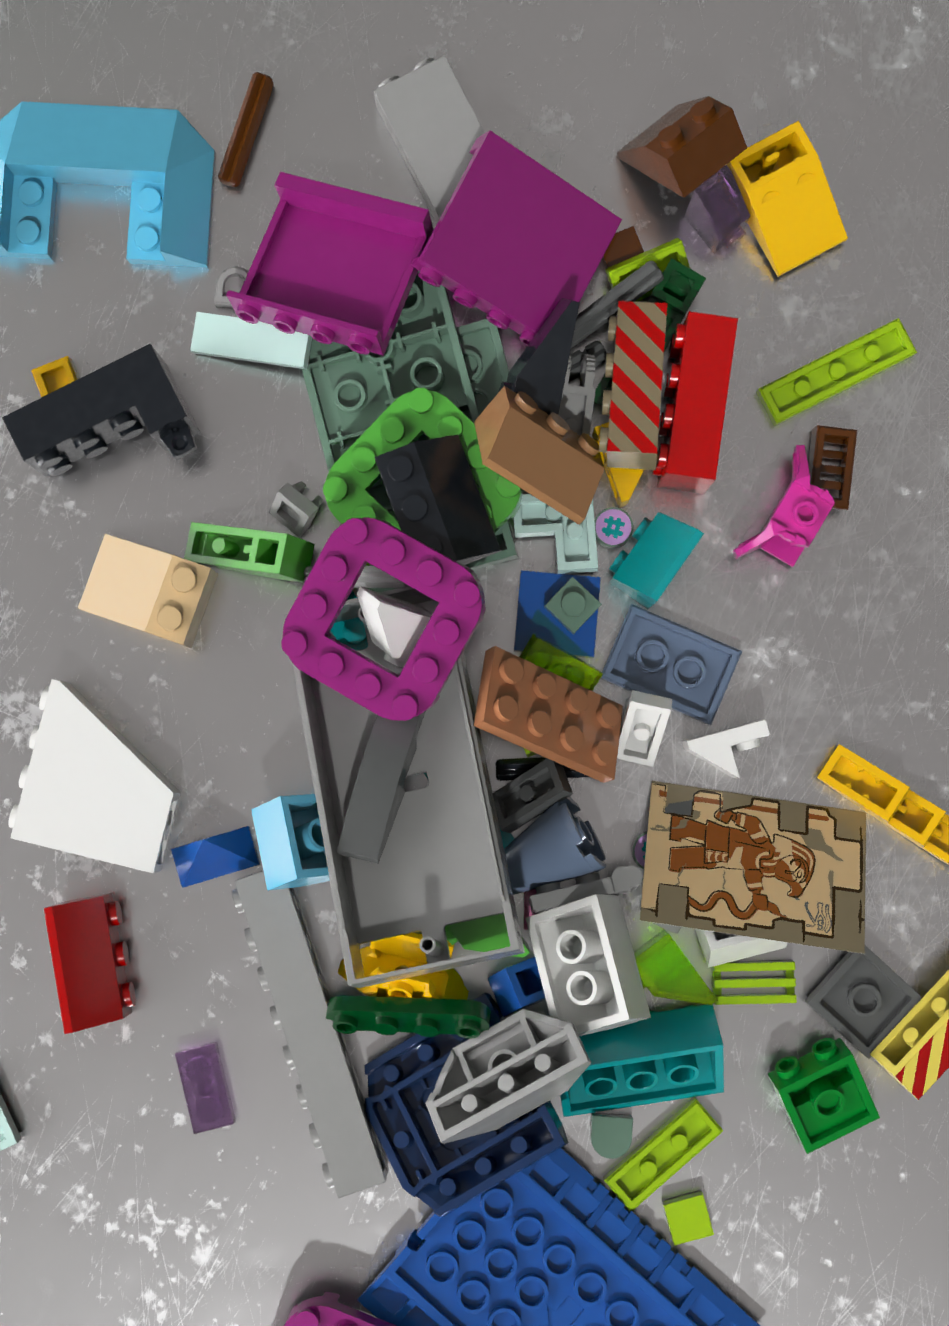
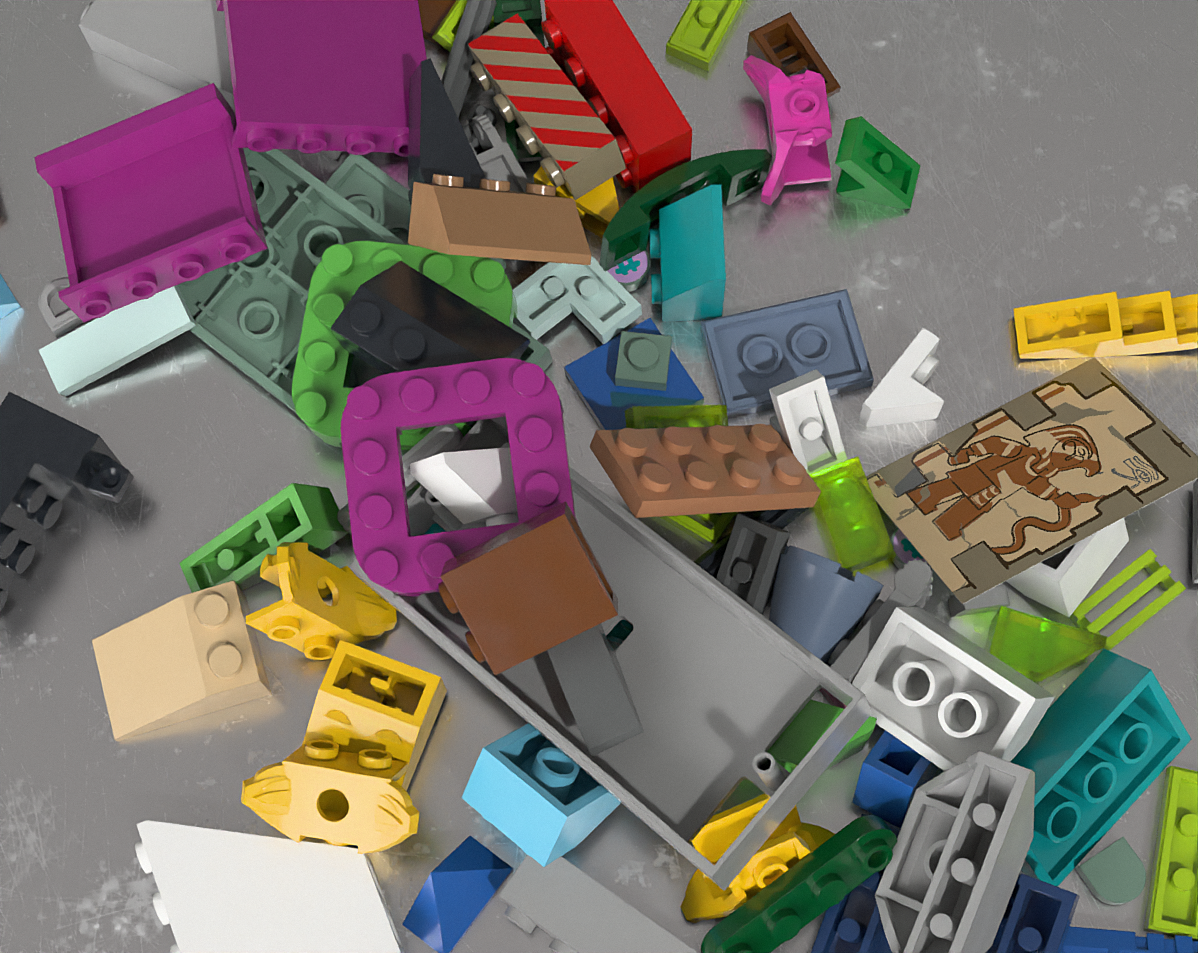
camera: 35 degrees left, 15 degrees down
(186, 776) = (290, 792): none -> yellow piece
(224, 724) = (374, 705): none -> yellow slope
(238, 620) = (302, 615): none -> yellow piece
(294, 508) = (279, 466): light grey tile -> none
(370, 728) = (528, 589): none -> reddish brown brick
(627, 803) = (853, 515): none -> clear neon green plate
(724, 516) = (736, 171): none -> dark green slope
(826, 583) = (874, 167): none -> green slope

